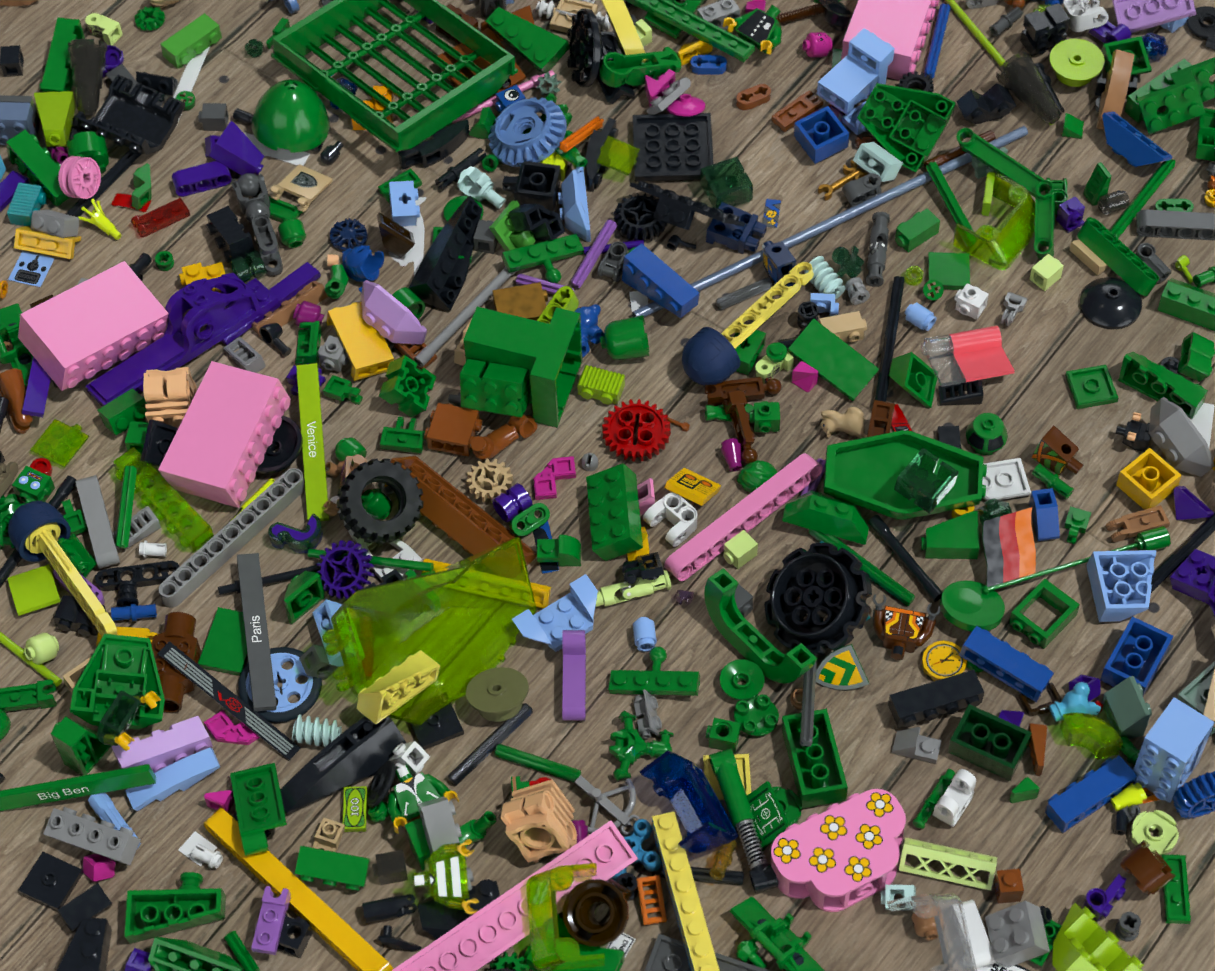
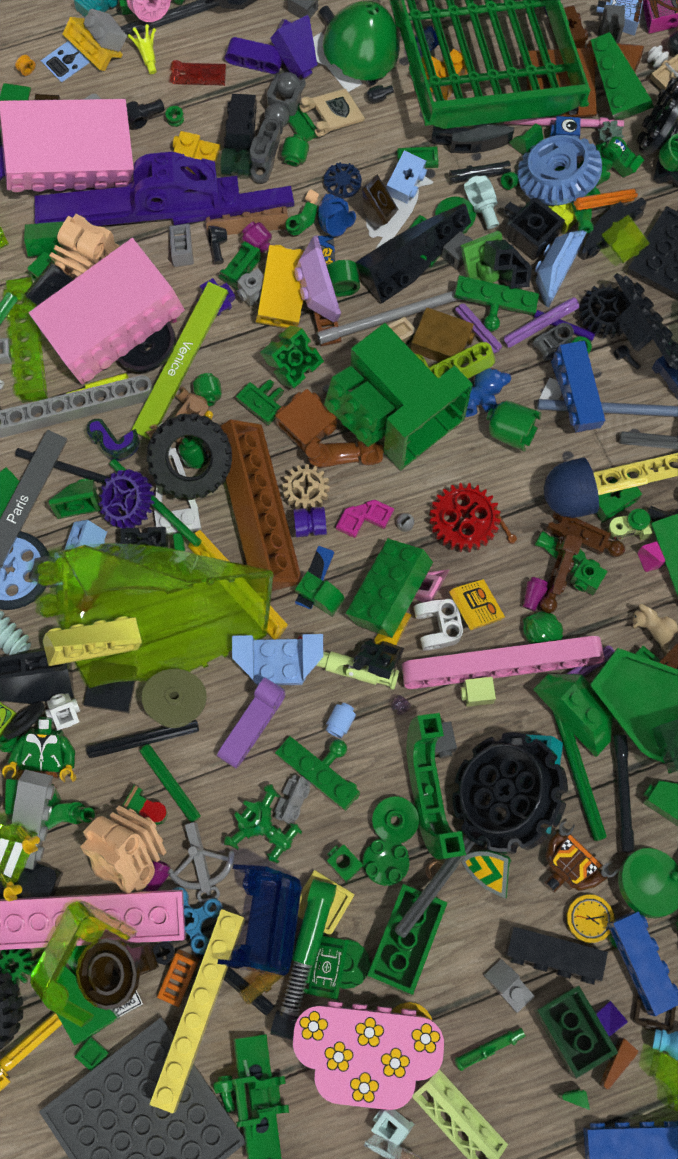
camera: 30 degrees right, 15 degrees up
(125, 200) = (185, 45): red sticker -> none
(142, 183) = (197, 43): green slope -> none
(340, 388) = (239, 323): green plate -> none
(528, 519) = (315, 547): green plate -> none
(575, 99) = (622, 157): none -> green leg
(601, 385) = (462, 454): lime brick -> none
(956, 798) = (505, 1065): white piece -> none

